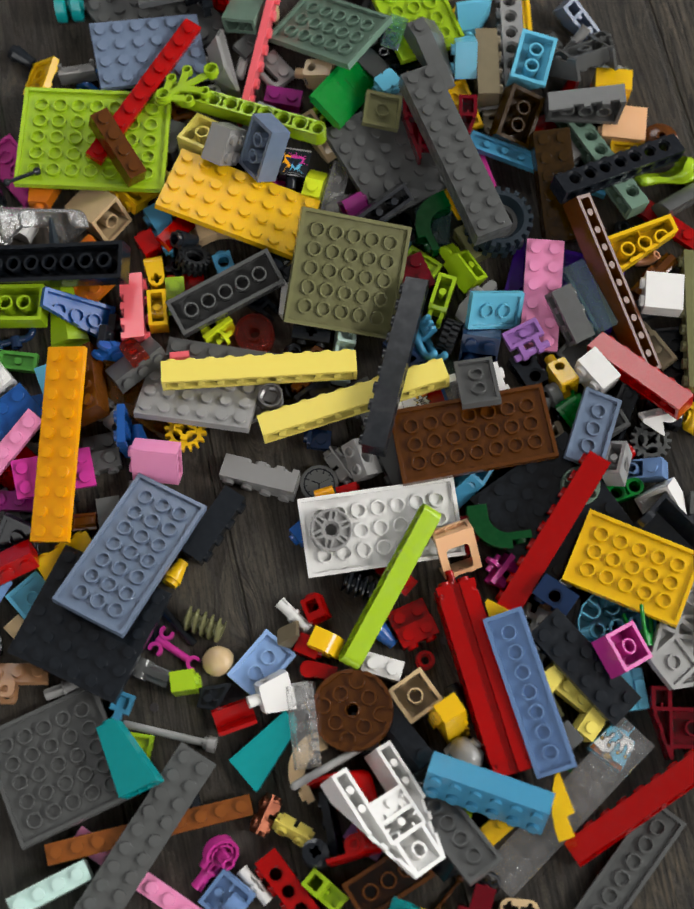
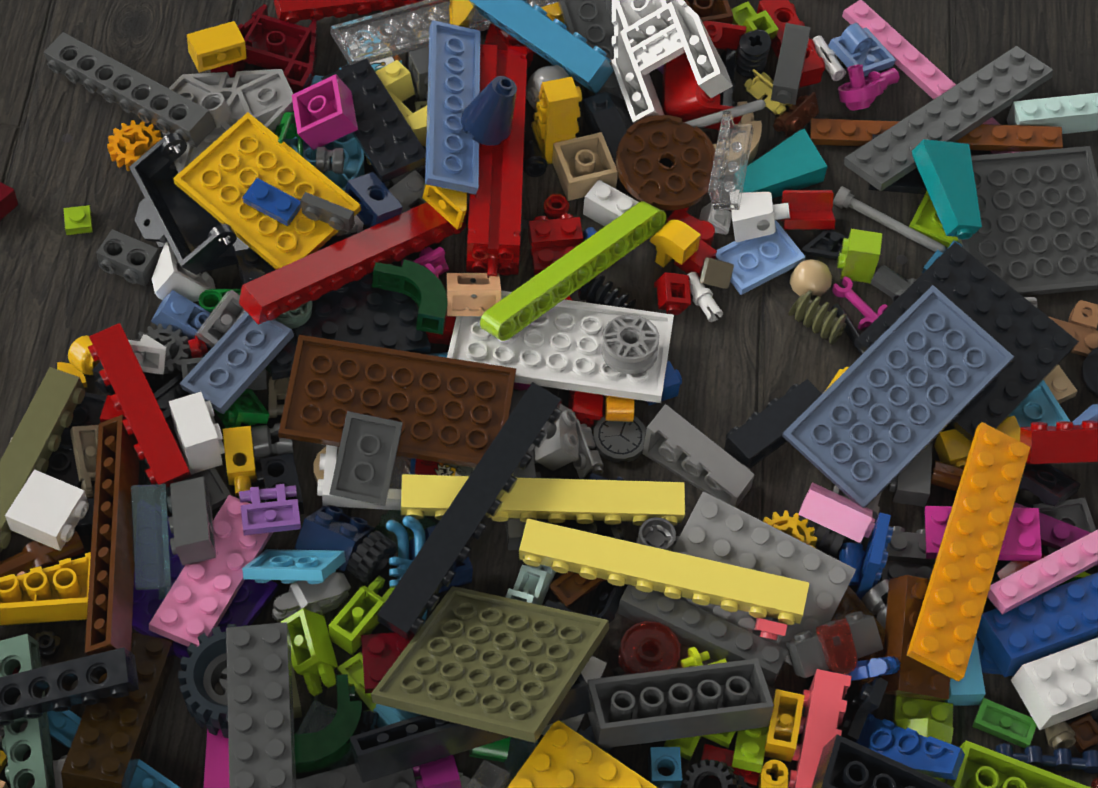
camera: 165 degrees left, 15 degrees down
(280, 837) = (790, 63): none -> dark grey slope
(505, 683) = (491, 112): none -> dark blue cone
(588, 557) = (328, 212): none -> dark grey plate
(601, 616) = (323, 160): none -> dark grey wheel
(624, 556) = (272, 202): none -> blue plate

